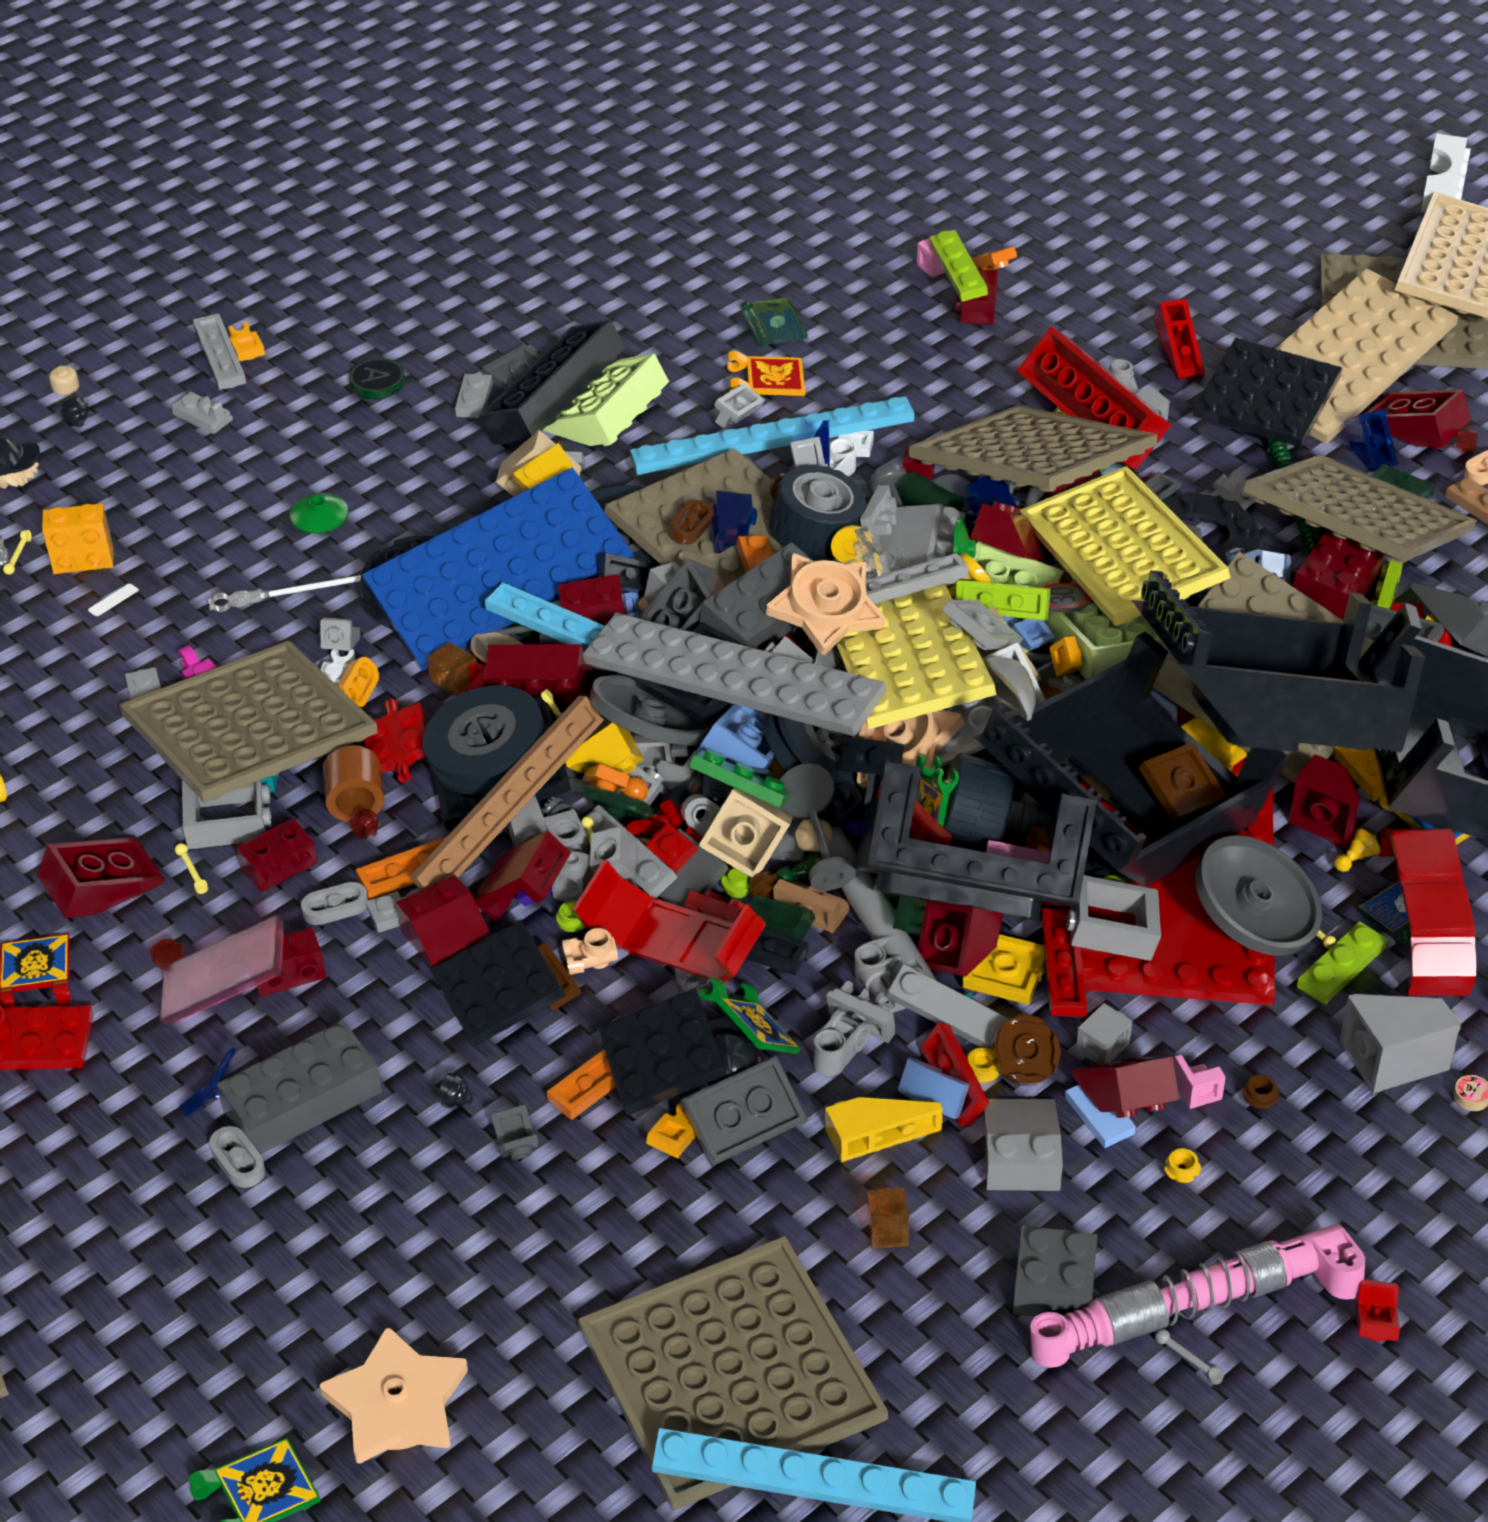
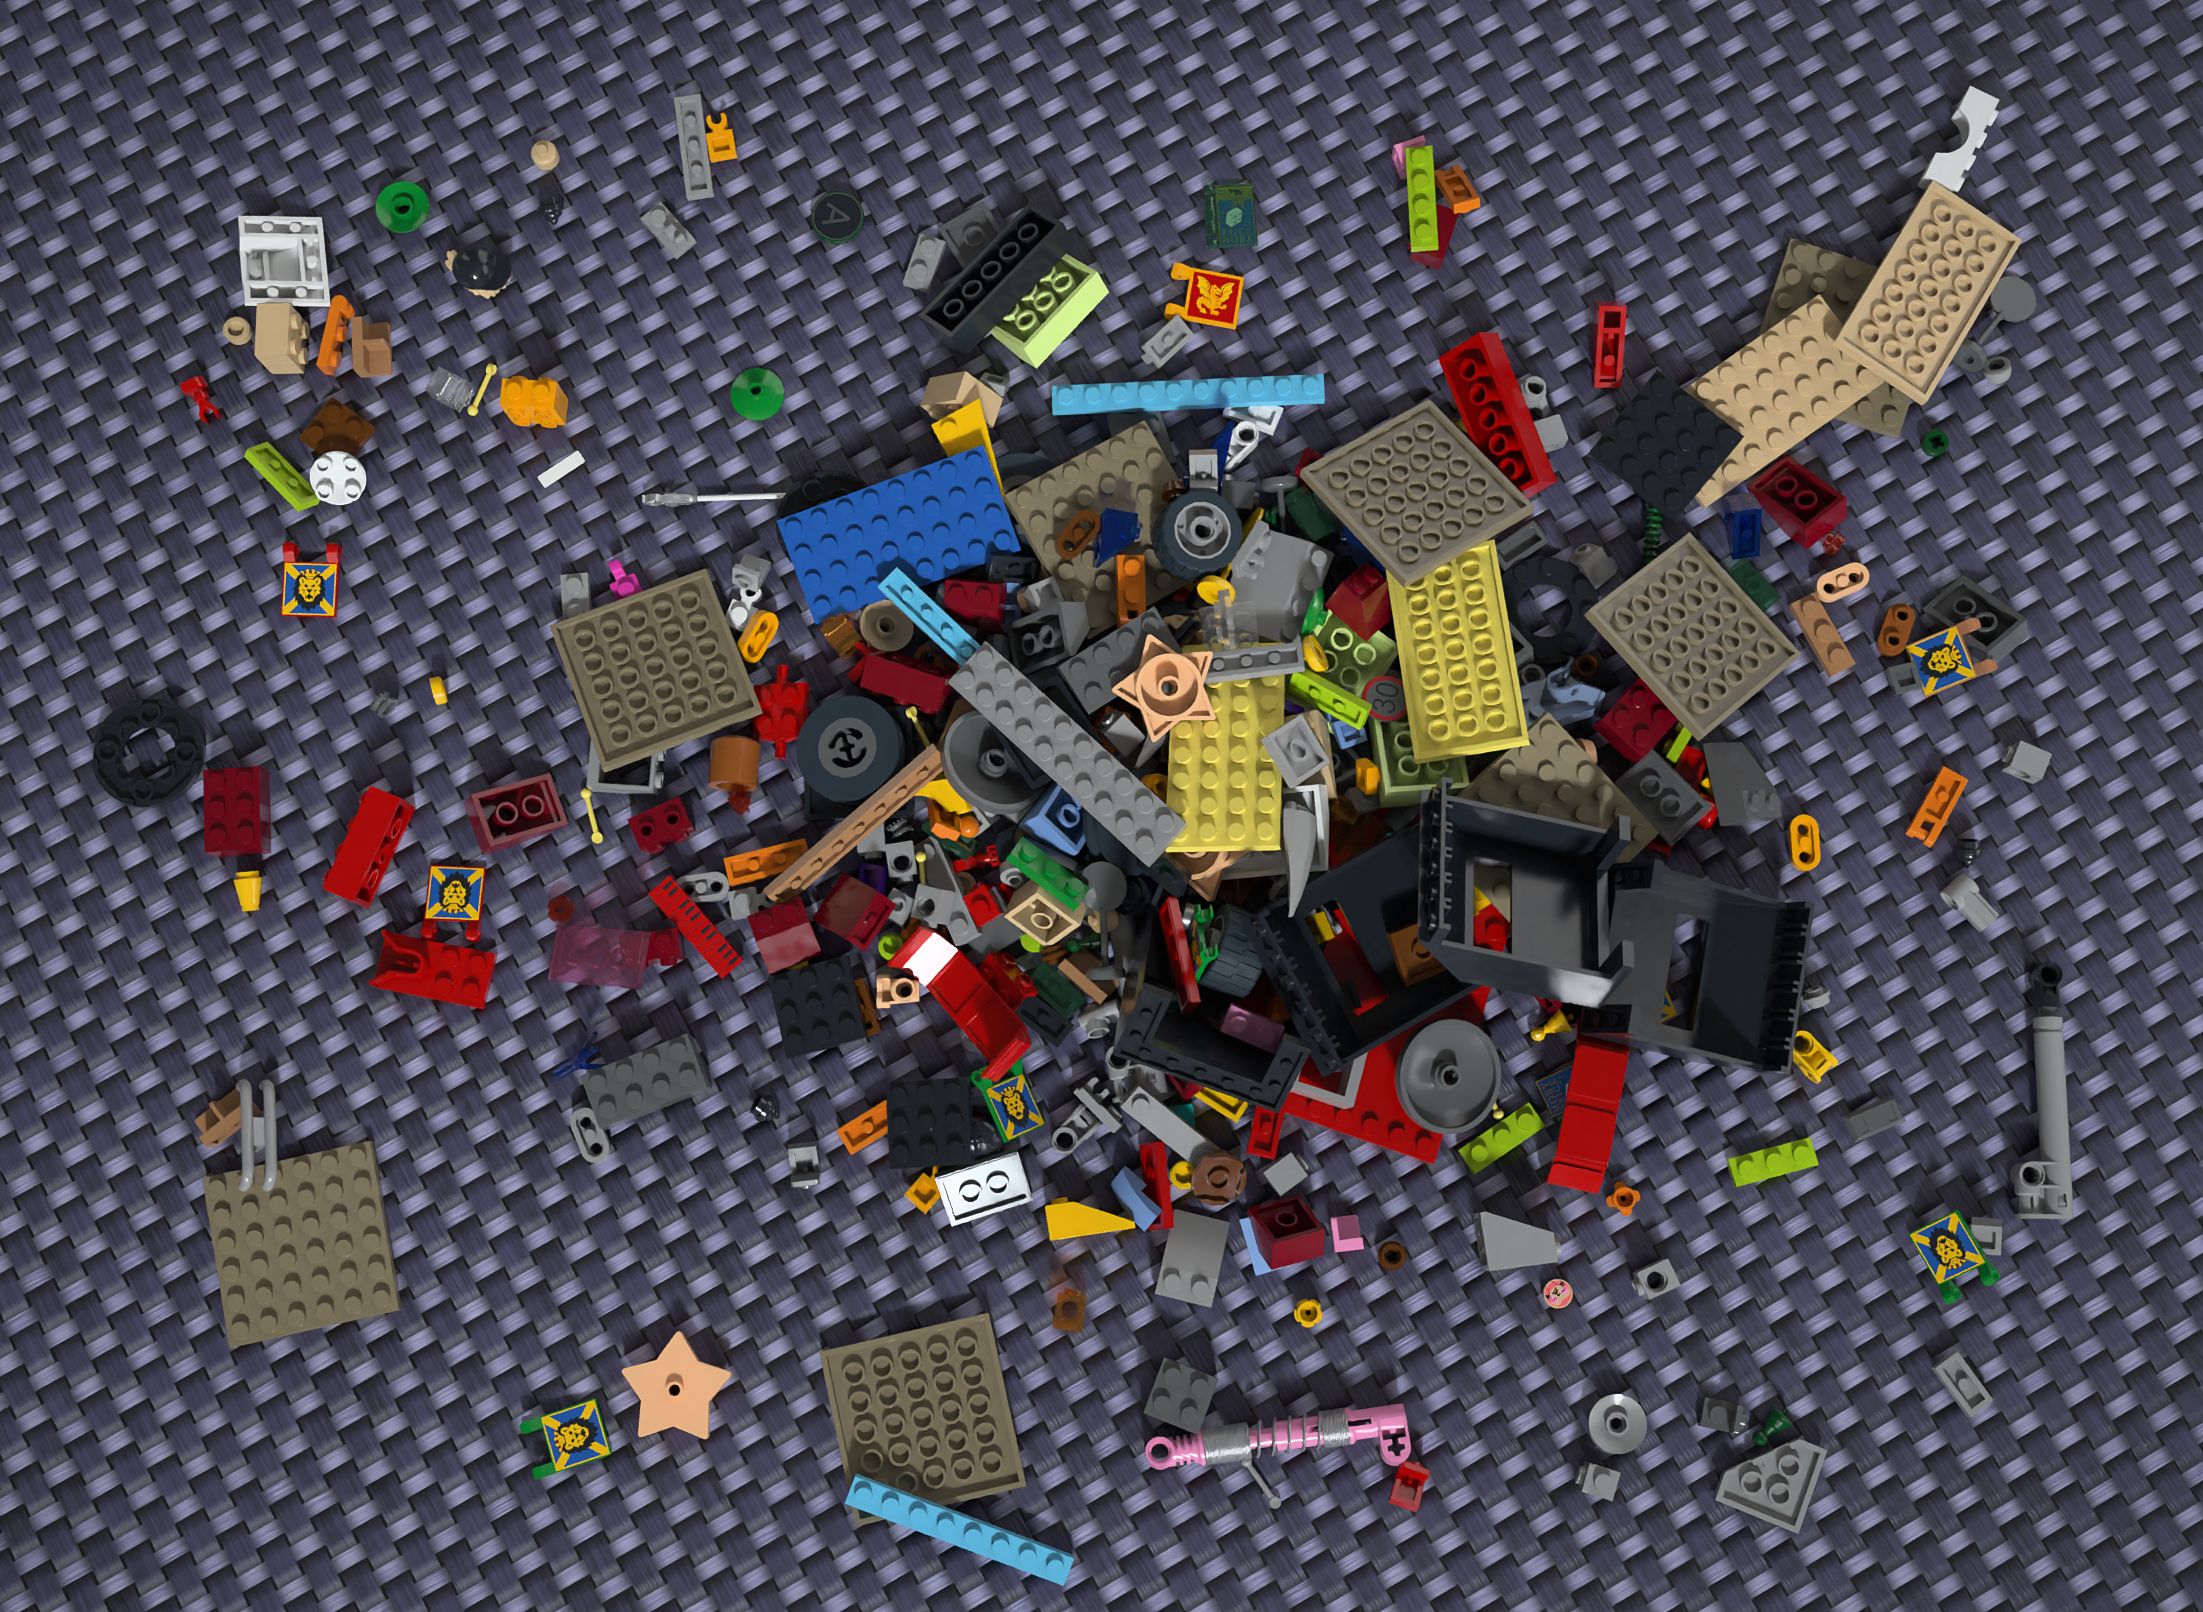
camera: 15 degrees right, 35 degrees up
(336, 933) = (696, 926): none -> red tile
(837, 933) = (1097, 1017): none -> light grey plate

